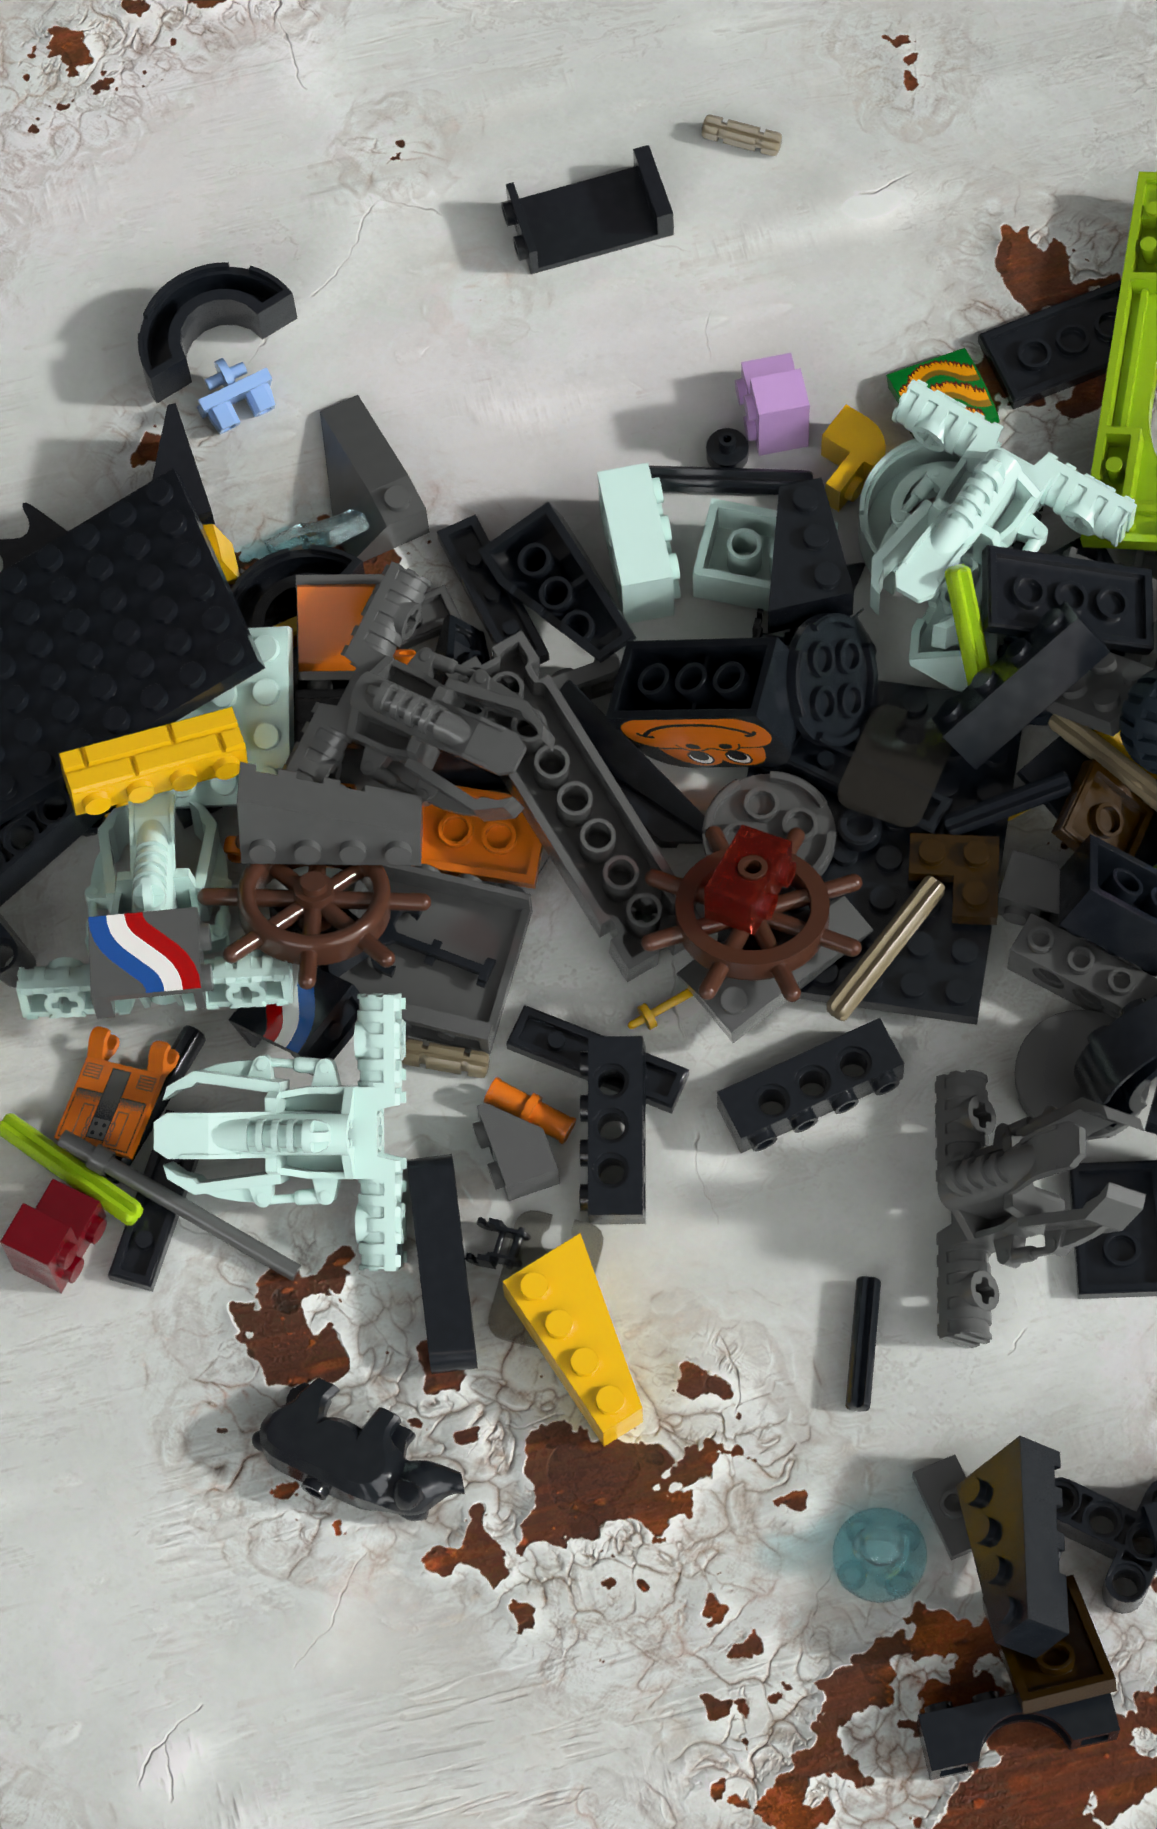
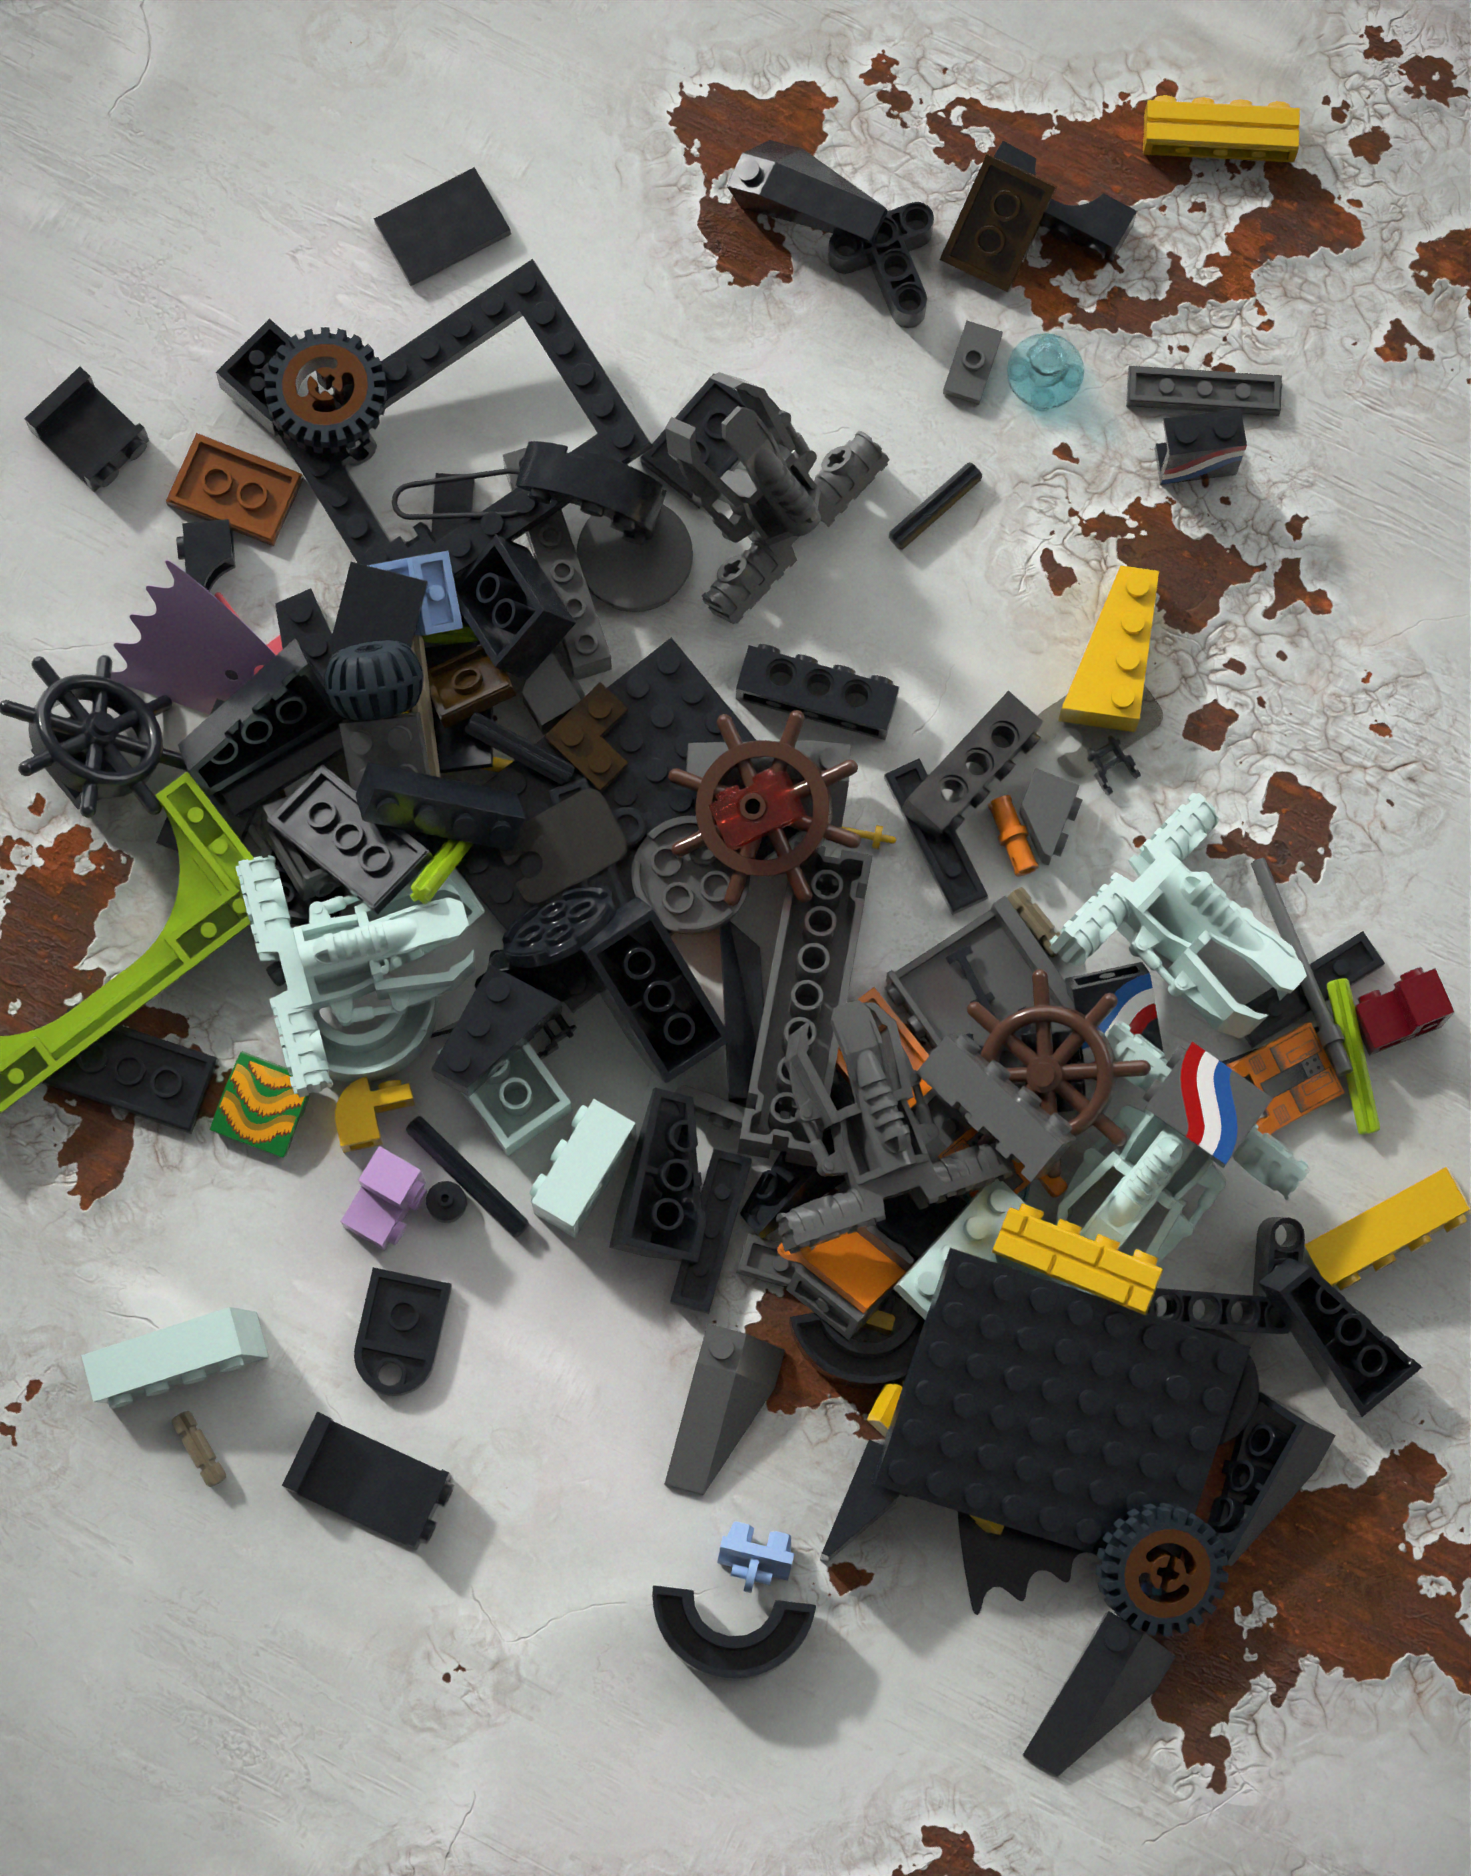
camera: 145 degrees left, 10 degrees up
(324, 532) = (787, 1368): clear light blue tile -> none
(351, 1462) = (1332, 700): black animal -> none
(442, 1264) = (1159, 781): black beam -> none
(667, 1582) = (1201, 446): none -> black panel
(672, 338) = (400, 1327): none -> black tile
(718, 1668) = (1203, 390): none -> dark grey tile
(819, 172) = (174, 1355): none -> light aqua wedge
(885, 948) = (688, 726): dark tan axle -> none
(1016, 1545) = (969, 281): black wedge -> none

